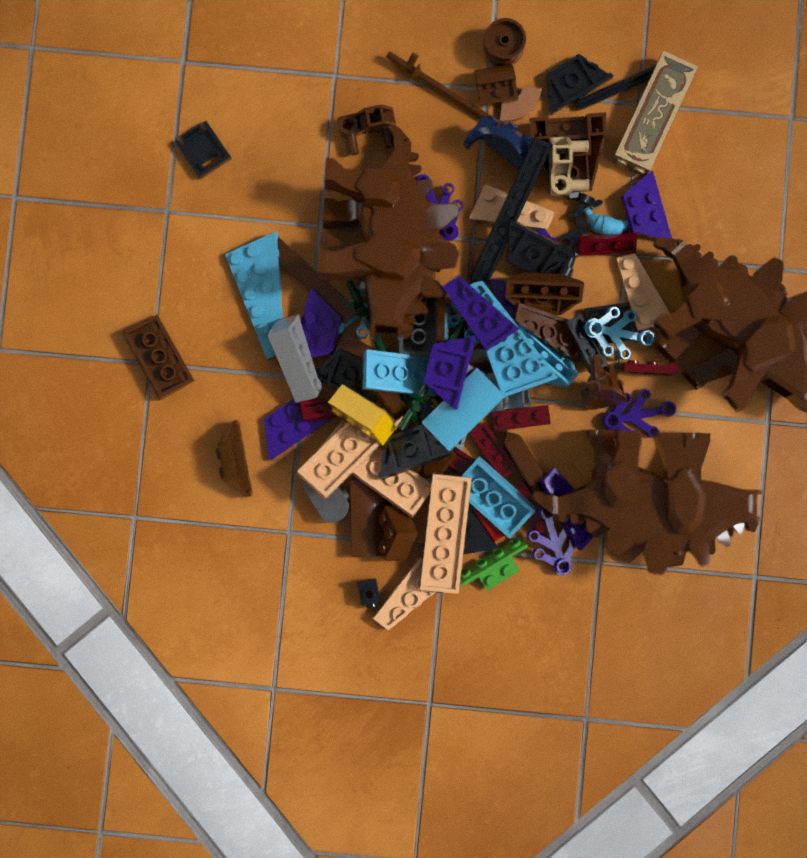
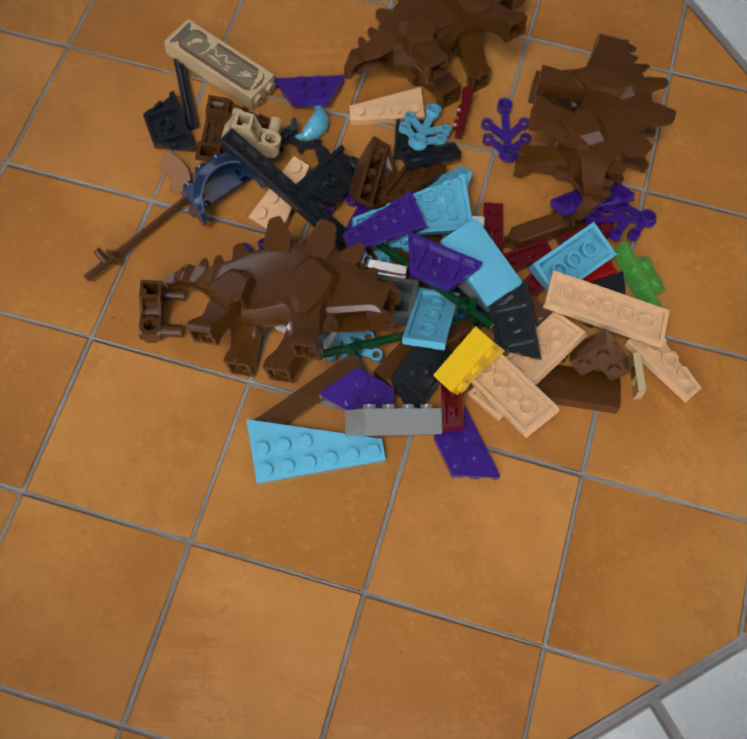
camera: 85 degrees left, 20 degrees down
(158, 357) = (359, 581): reddish brown slope -> none
(201, 147) = (127, 488): black container -> none
(233, 460) = (494, 514): reddish brown wedge -> none
(334, 507) = (555, 429): flat silver brick -> none
(369, 585) = (654, 405): black brick -> none
(389, 570) = (637, 375): none -> tan tile
(496, 85) = (150, 186): reddish brown brick -> none
(505, 31) = (110, 171): reddish brown wheel -> none
(603, 386) = (480, 141): reddish brown piece -> none
(607, 244) = (335, 124): dark red plate -> none

